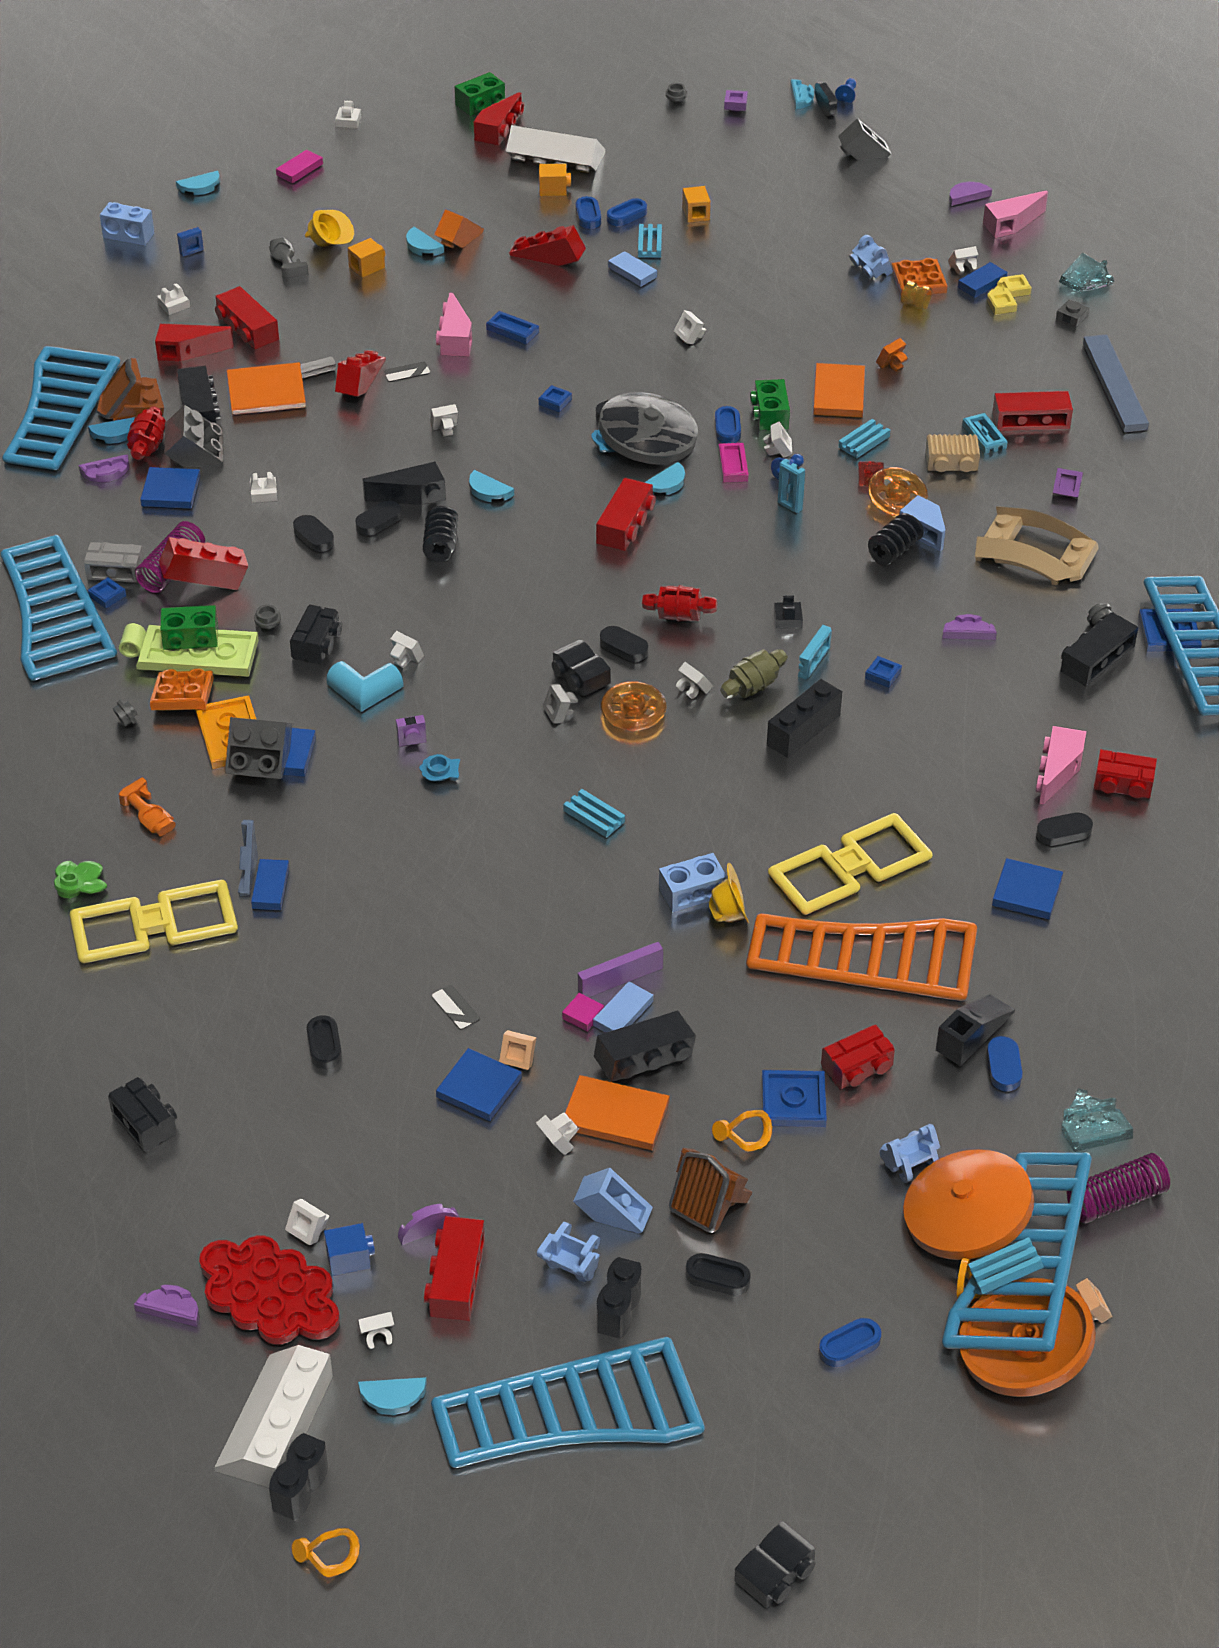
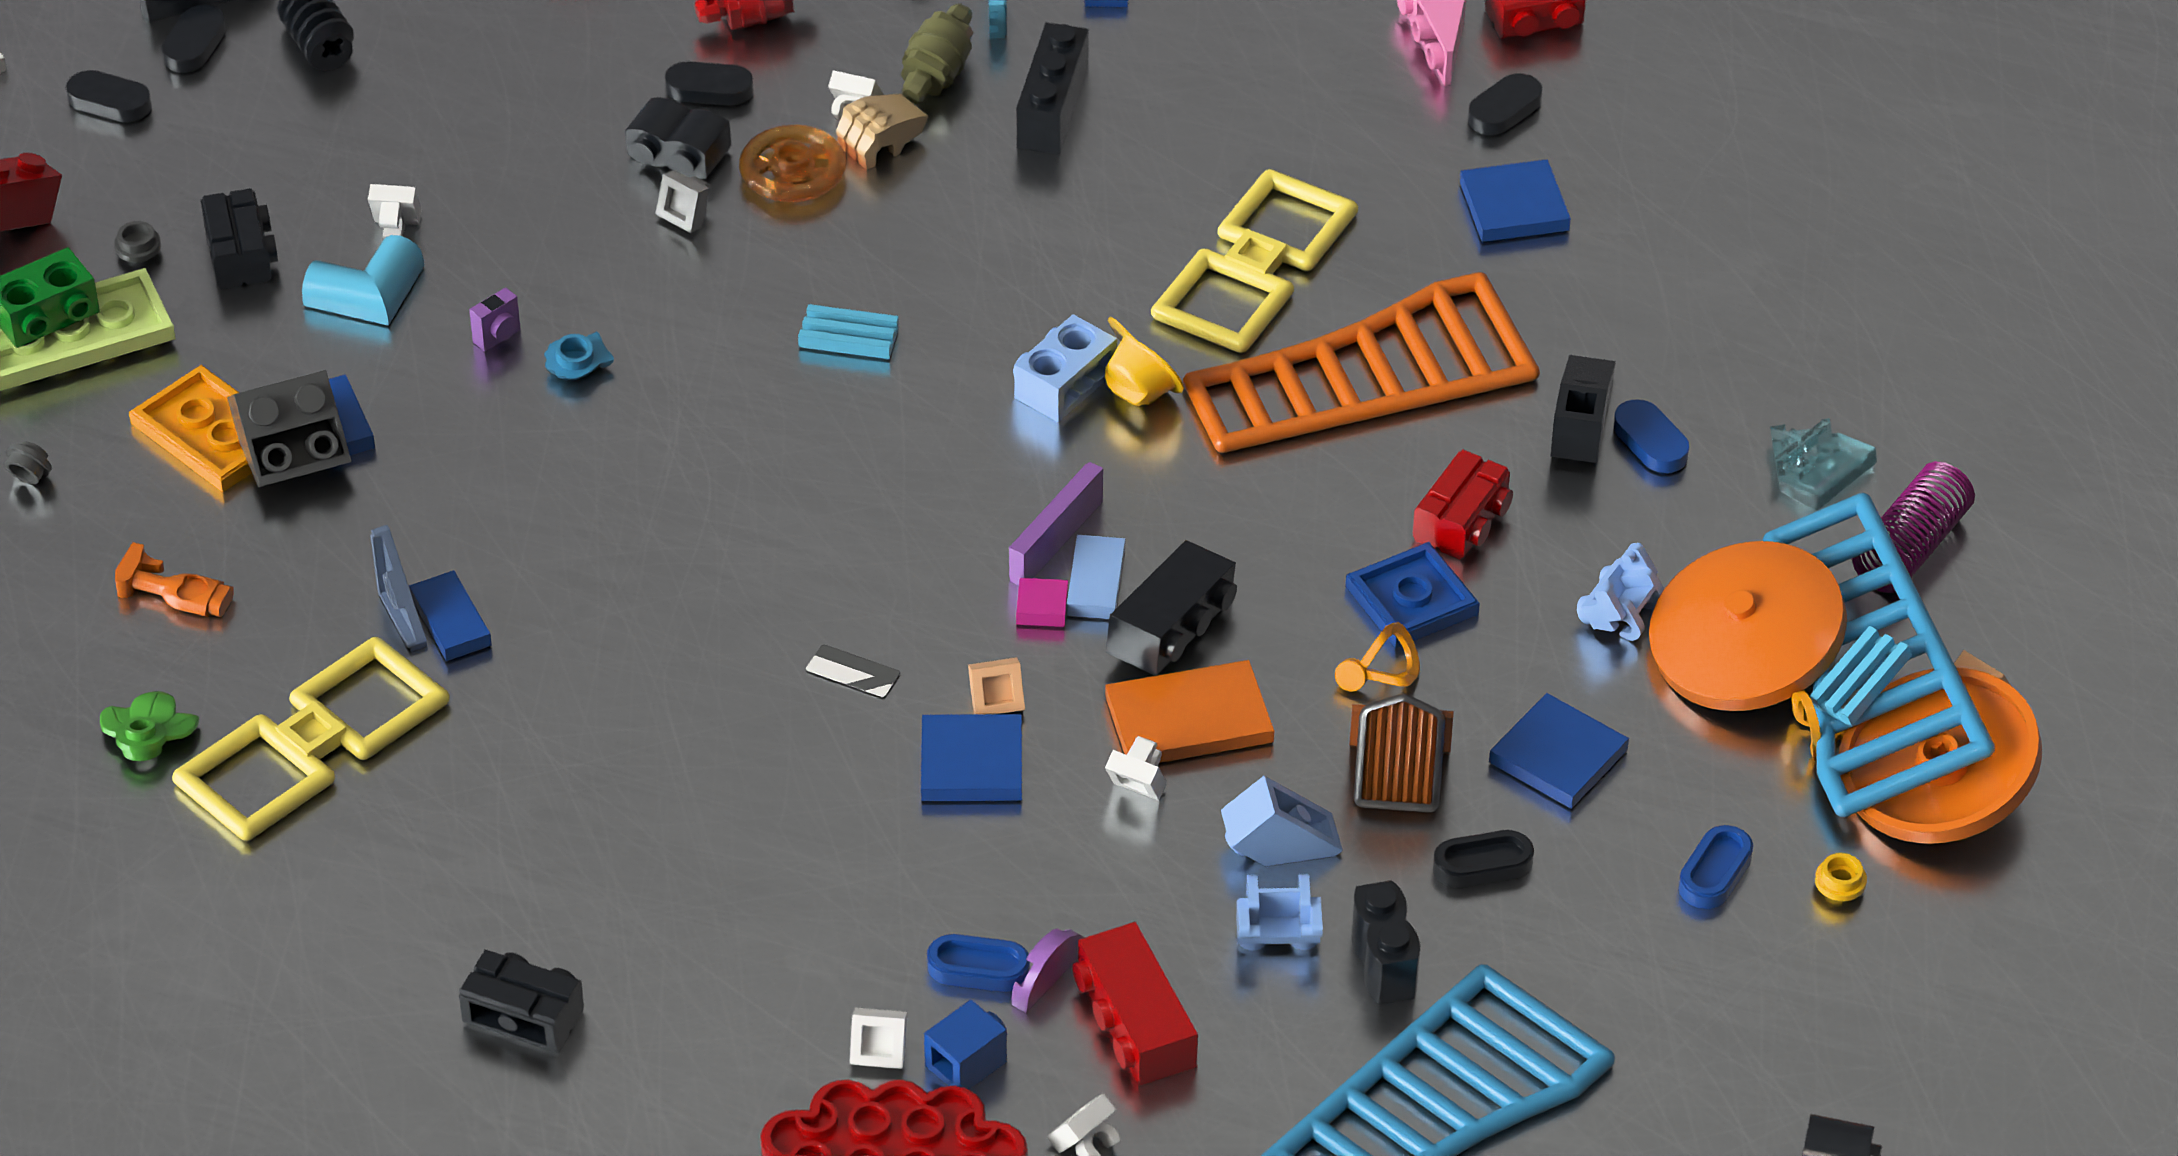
camera: 30 degrees left, 0 degrees up
(182, 690) = (90, 396): orange tile -> none
(324, 1042) = (704, 795): black tile -> none
(392, 1202) = (977, 962): none -> blue tile
(695, 701) = (878, 123): none -> tan hand
(809, 1229) = (1558, 750): none -> blue tile
(921, 1377) = (1841, 877): none -> yellow plate

